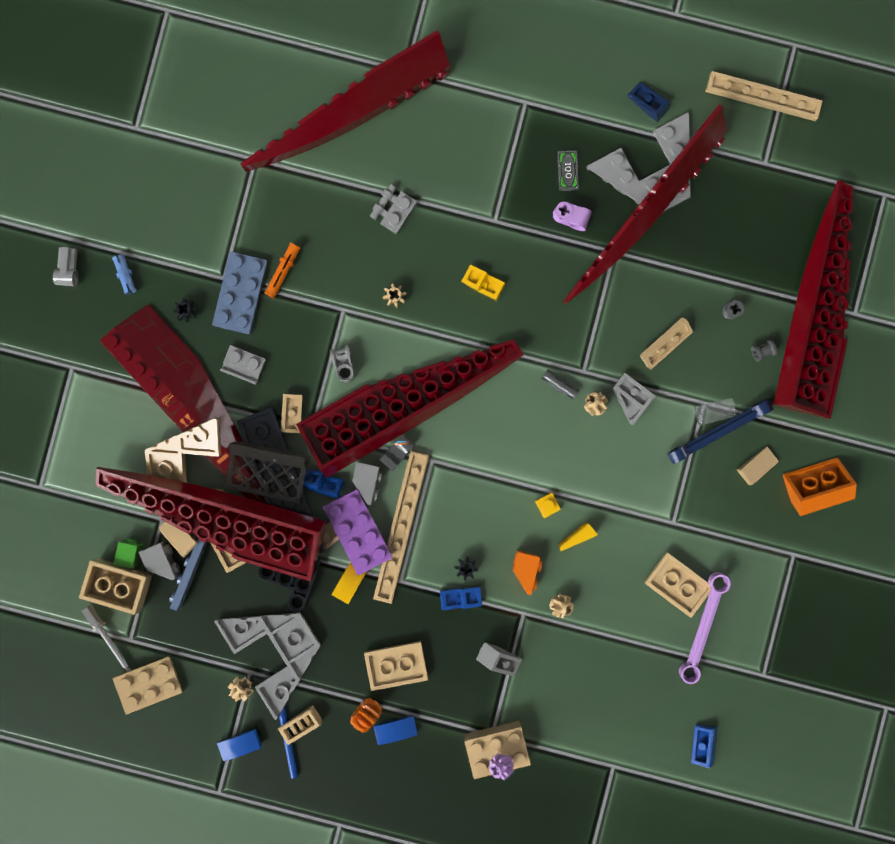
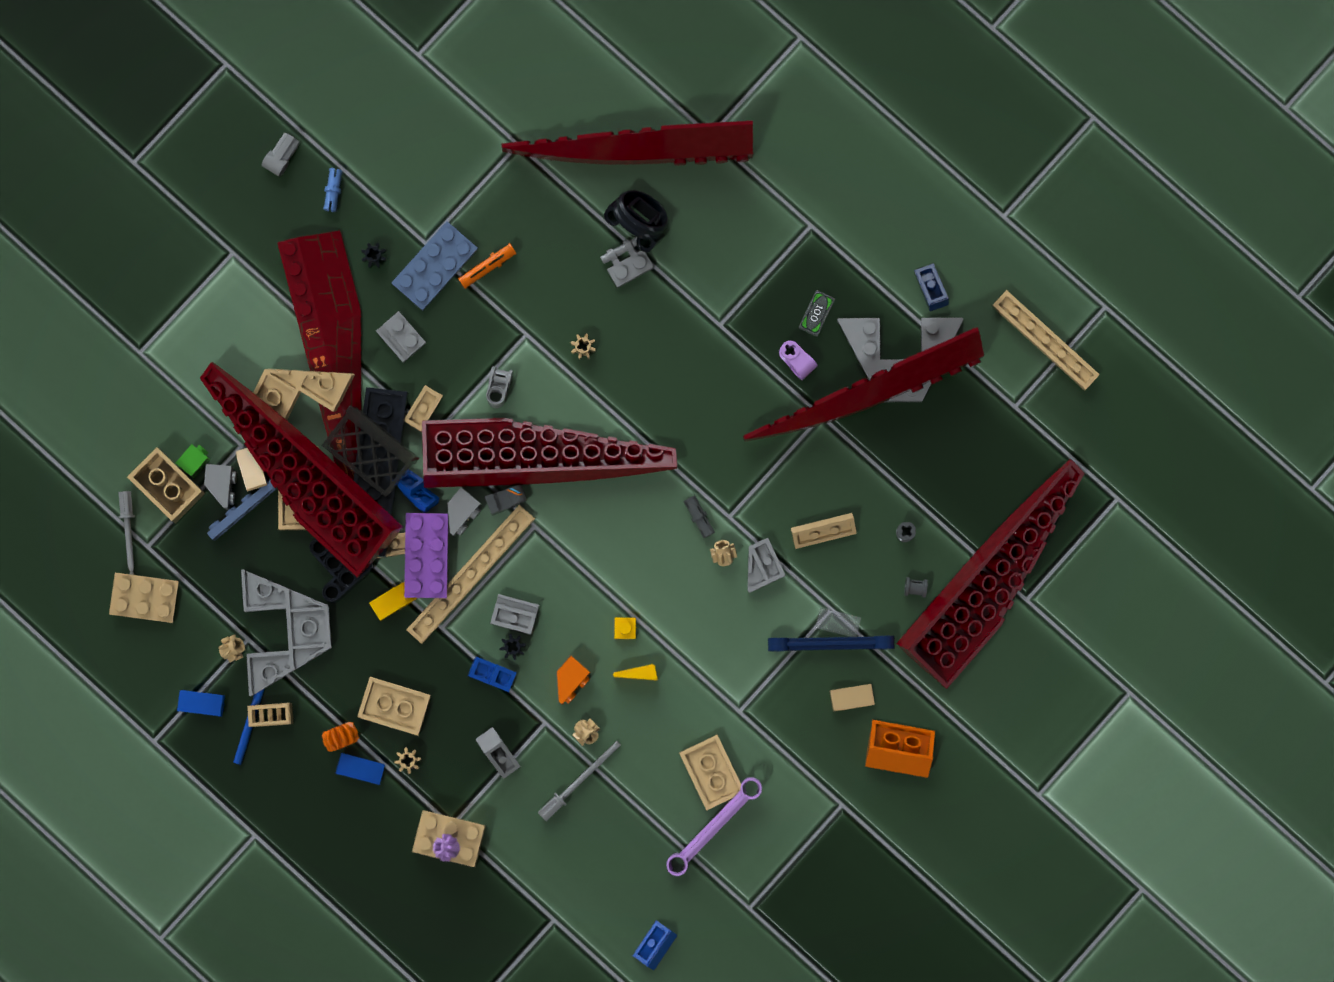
camera: 25 degrees right, 5 degrees down
(384, 163) = (622, 212): none -> black piece
(429, 709) = (412, 764): none -> tan gear
(453, 541) = (514, 614): none -> light grey plate
(483, 283) = (676, 379): yellow slope -> none
(567, 672) = (558, 801): none -> light grey piece

